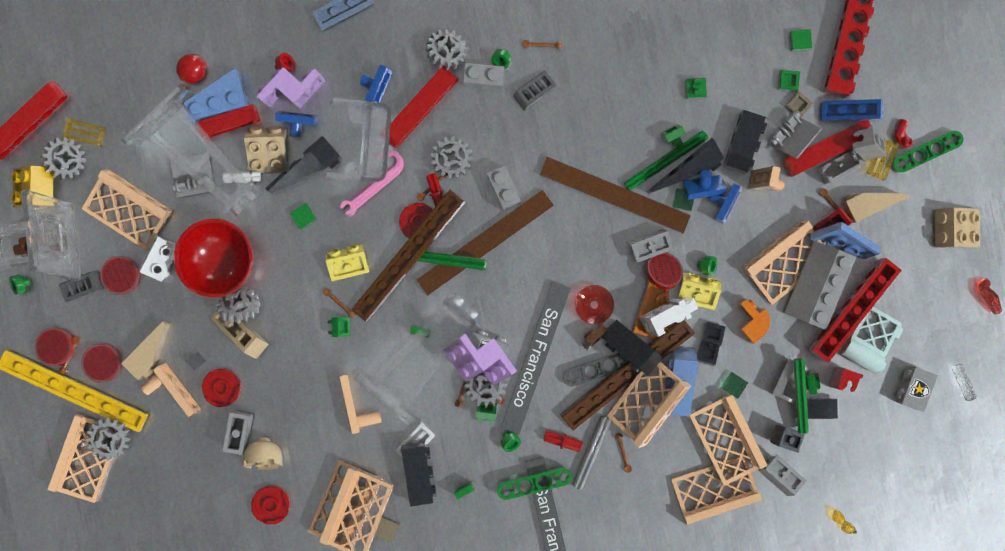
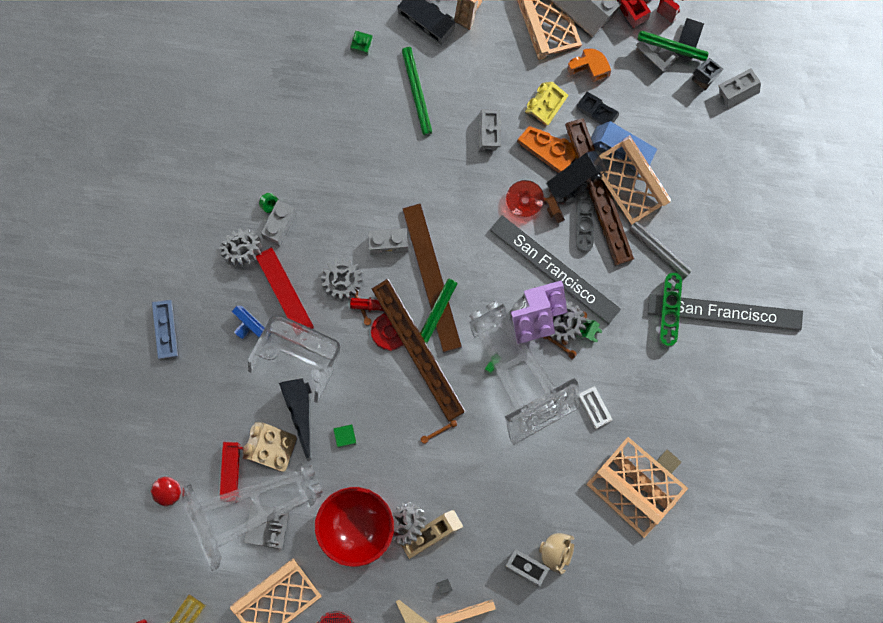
camera: 65 degrees left, 10 degrees down
(158, 258) = (333, 584): white brick -> none
(219, 97) = (204, 470): medium blue wedge -> none
(221, 387) = (478, 571): red tile -> none
(254, 176) = (282, 492): white axle -> none
(270, 504) = (607, 564): red tile -> none
(286, 61) = (195, 401): red tile -> none
(287, 84) = (220, 401): lavender bracket -> none
(296, 121) = (253, 409): blue tile -> none
(340, 326) = (462, 437): green tile -> none
(346, 262) = (403, 409): light yellow bracket -> none
(356, 421) = (555, 455): light nougat piece -> none
(373, 187) = (342, 361): bright pink piece -> none
(418, 473) = (625, 412): black brick -> none
(464, 490) = (655, 376): green tile -> none
(510, 441) = (624, 318): green tile -> none
(520, 98) = (312, 195): dark grey slope -> none
(526, 44) = (263, 177): dark orange hinge -> none
(563, 441) = (641, 271): red axle -> none
(615, 195) = (431, 146): reddish brown tile -> none
(627, 467) = (686, 223): dark orange hinge -> none
(664, 271) = (516, 126): tile -> none
(666, 314) = (558, 142): white hips -> none
(673, 134) = (396, 75): green tile -> none
(681, 201) = (458, 88): clear green tile -> none
(704, 158) = (429, 62): black wedge -> none
(704, 186) = (453, 64): blue tile -> none
(708, 265) = (525, 86): green tile -> none
(716, 507) = (749, 151): light nougat fence -> none
(726, 202) = (474, 52): blue tile -> none
(734, 385) = (643, 102): clear green tile -> none
(743, 432) = (691, 108): light nougat fence -> none
(814, 383) = (666, 32): green tile -> none
(846, 527) = (805, 50): clear yellow piece -> none

